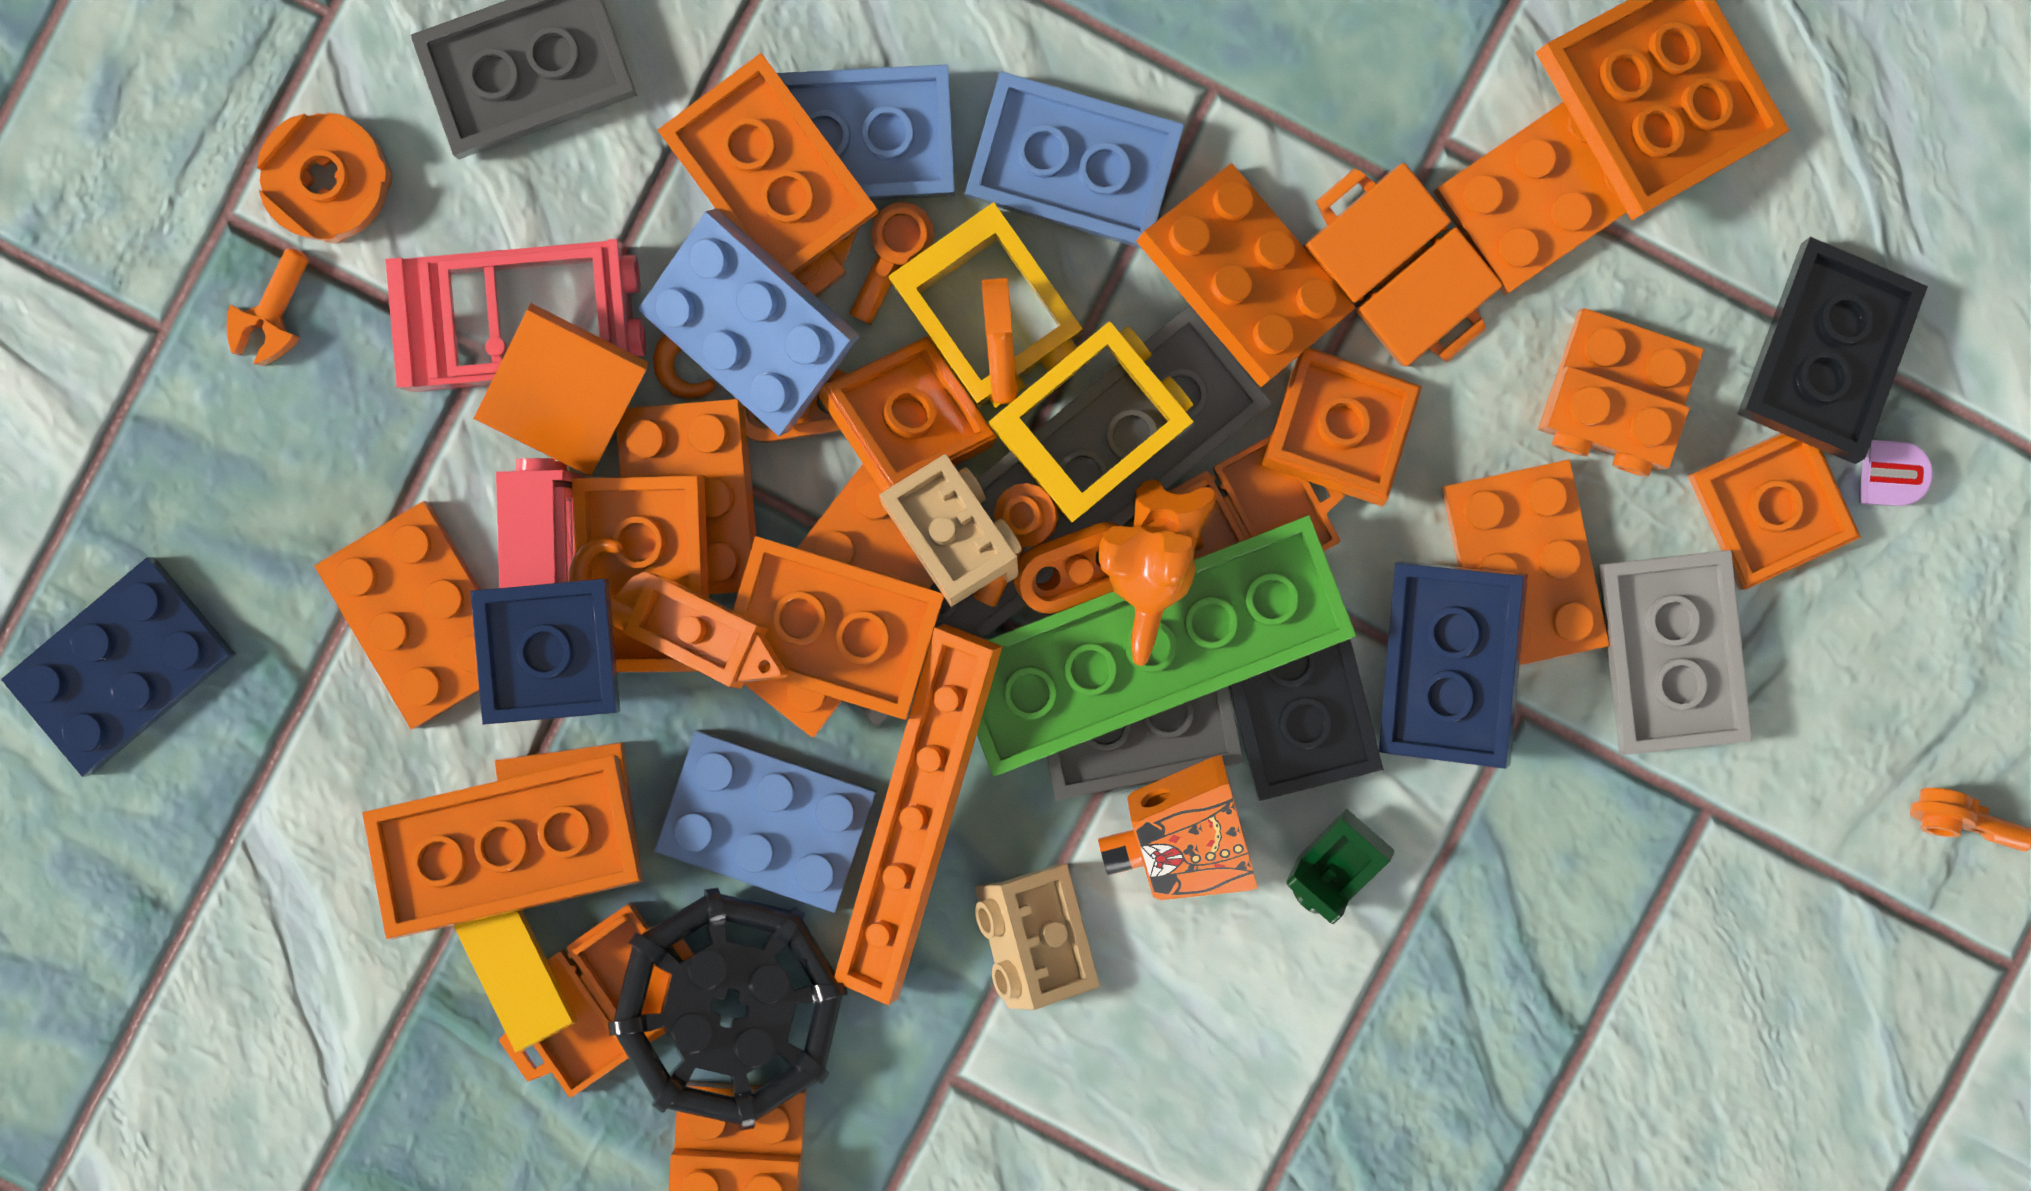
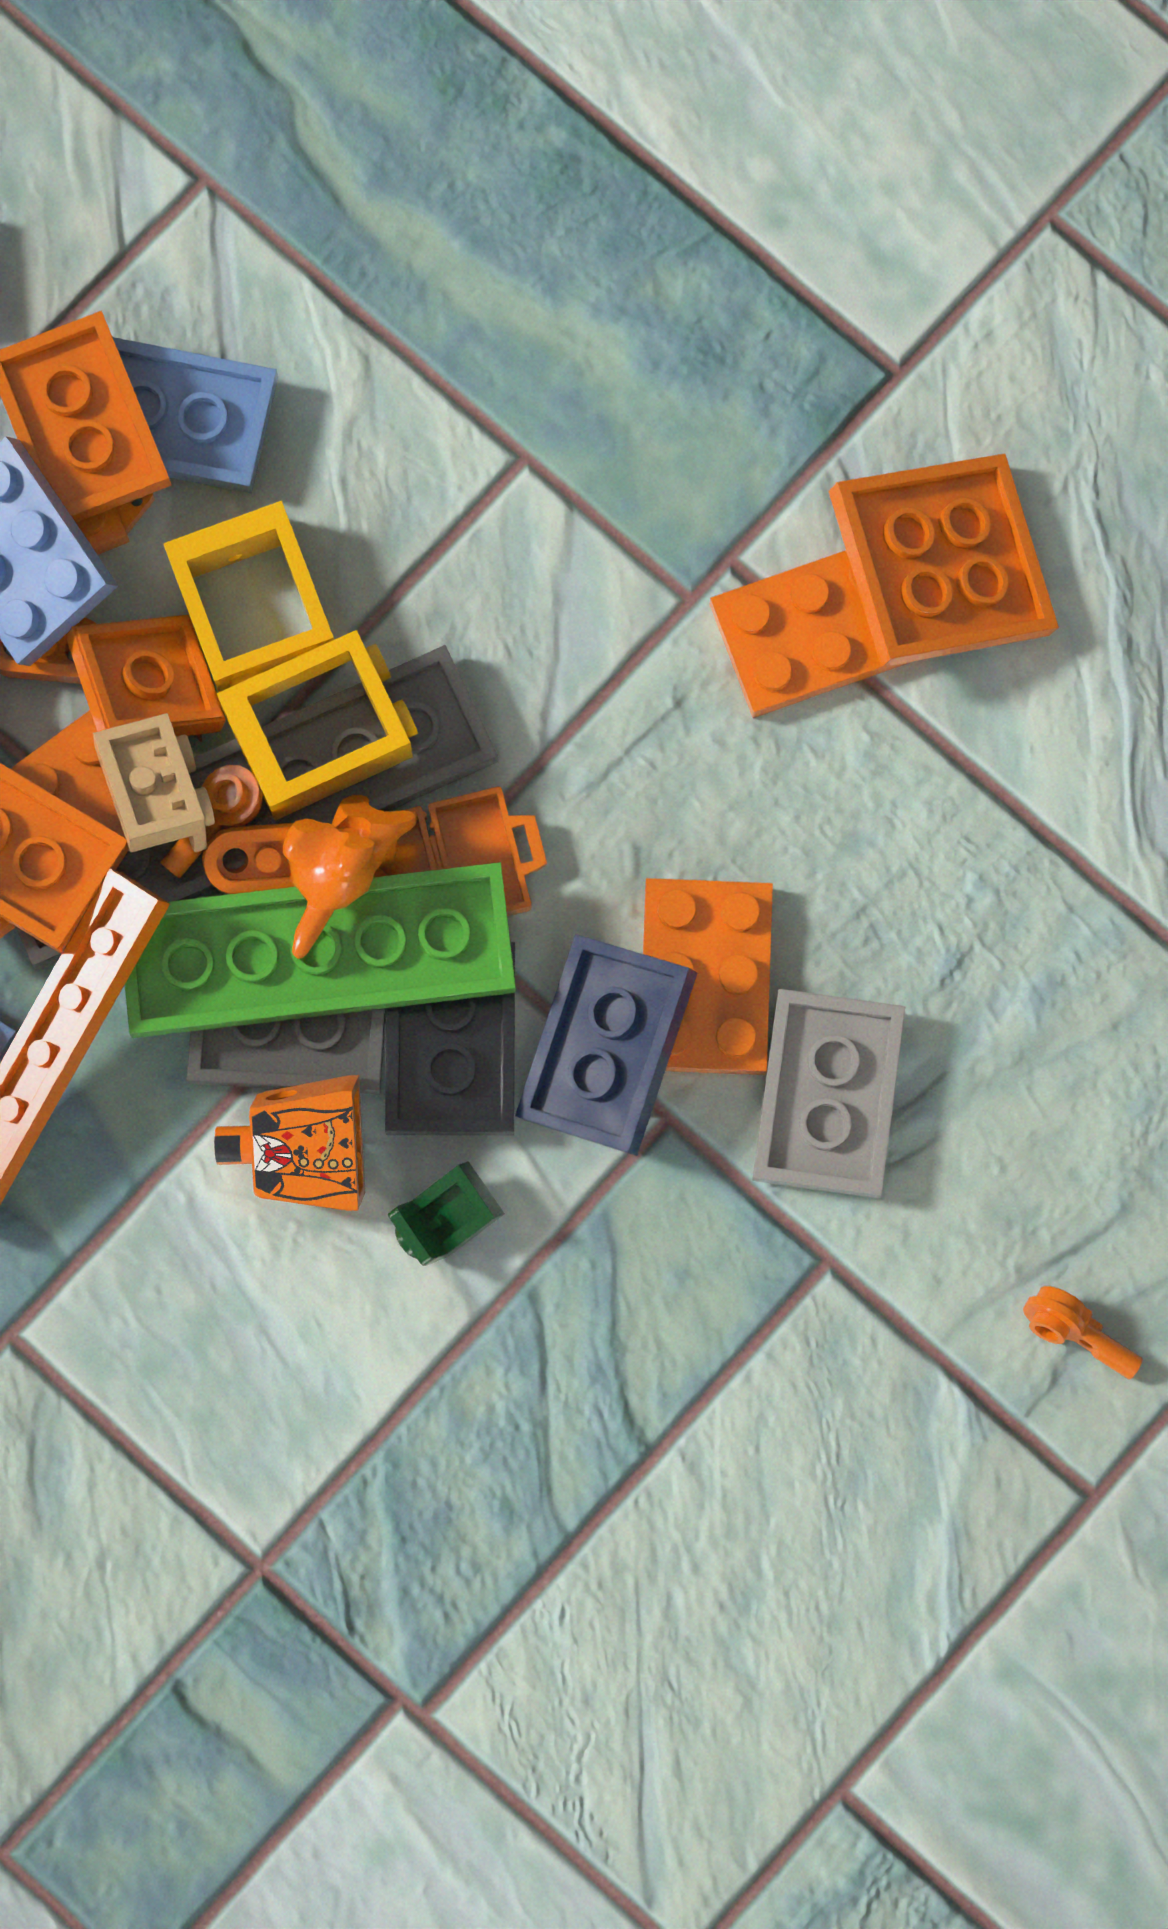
camera: 15 degrees right, 10 degrees down
(897, 236) = (182, 513): orange plate -> none
(999, 340) = (251, 601): orange bar -> none
(1036, 938) = (131, 1211): tan bracket -> none
(1073, 159) = (372, 487): medium blue plate -> none
(1245, 274) = (504, 630): orange plate -> none
(1342, 426) = (560, 795): orange tile -> none
(1384, 246) = (669, 688): orange piece -> none
(1621, 393) = (838, 834): orange plate -> none
(1773, 507) = (962, 980): orange tile -> none
(1832, 350) = (1049, 841): black plate -> none
(1894, 474) = (1086, 978): lavender tile -> none

